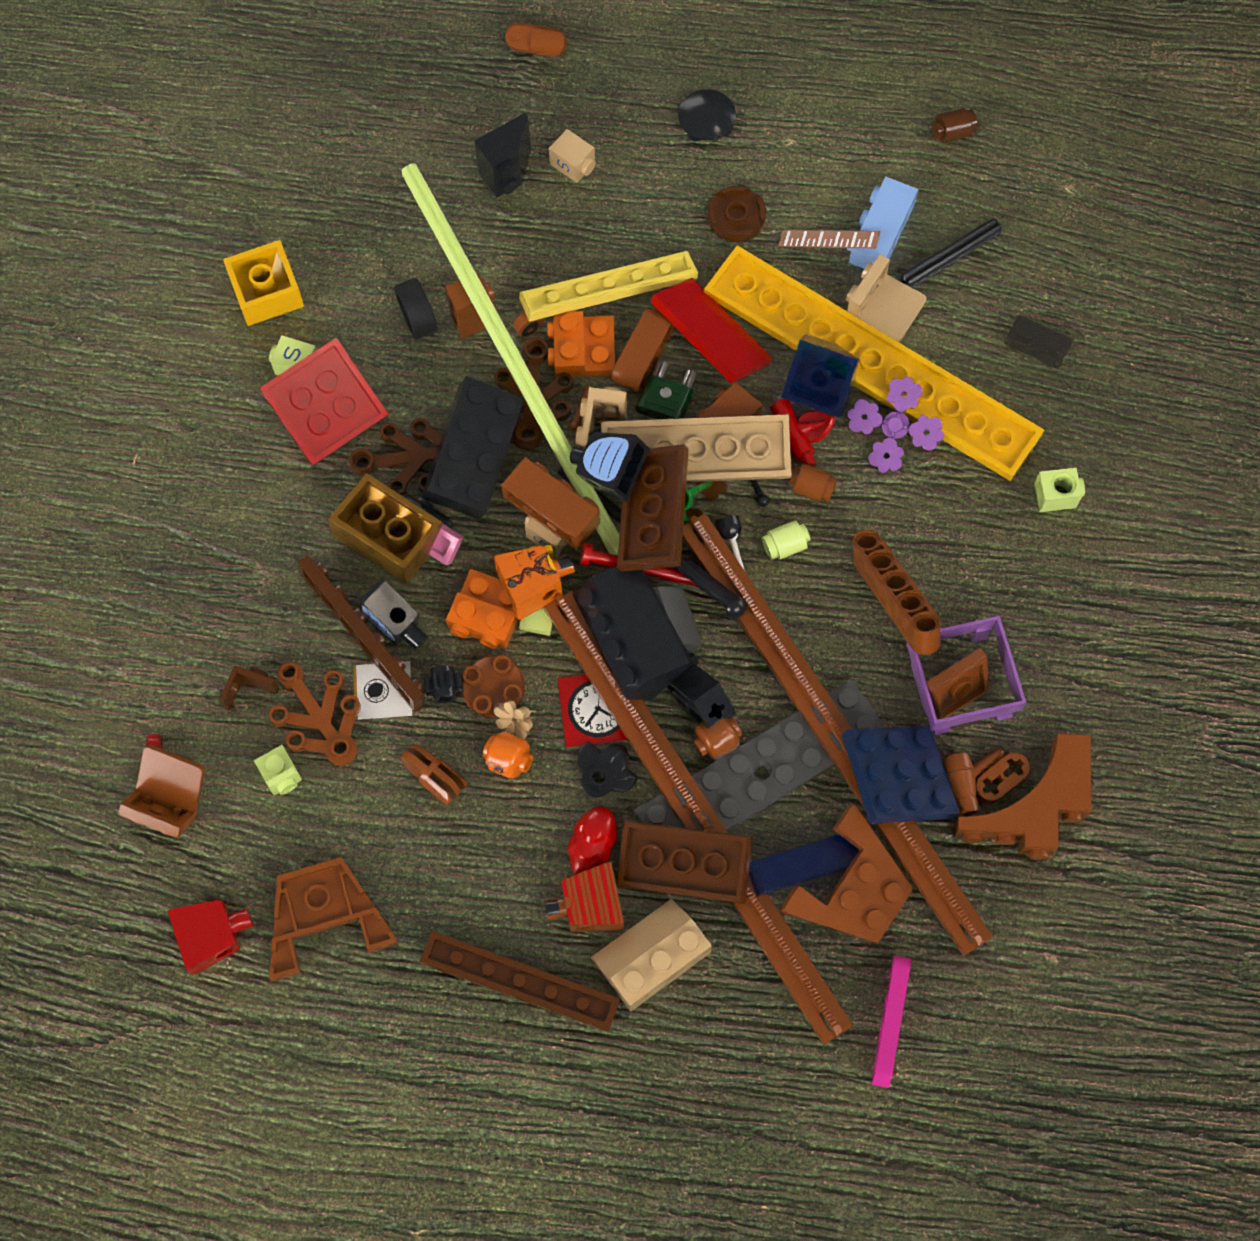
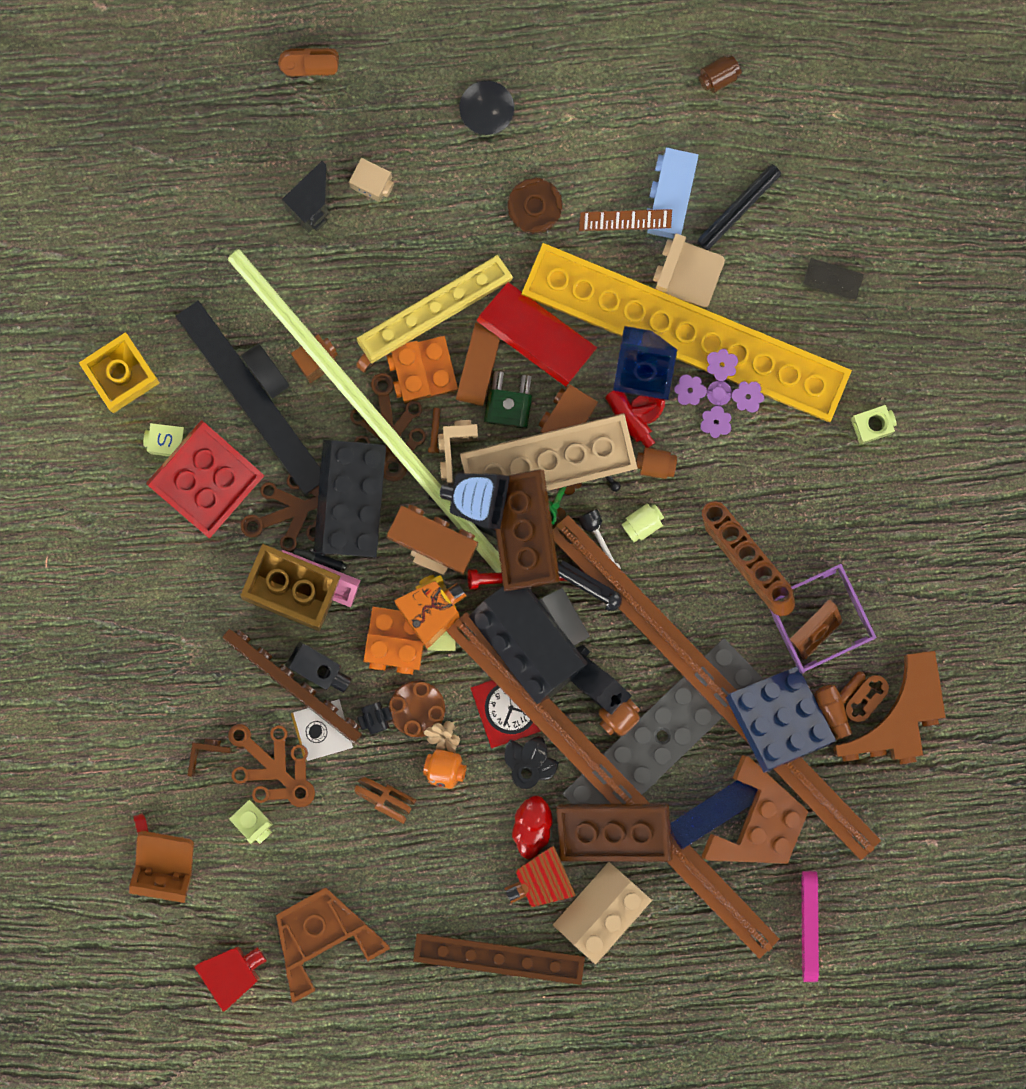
camera: 15 degrees left, 15 degrees up
(395, 337) = (250, 397): none -> black tile

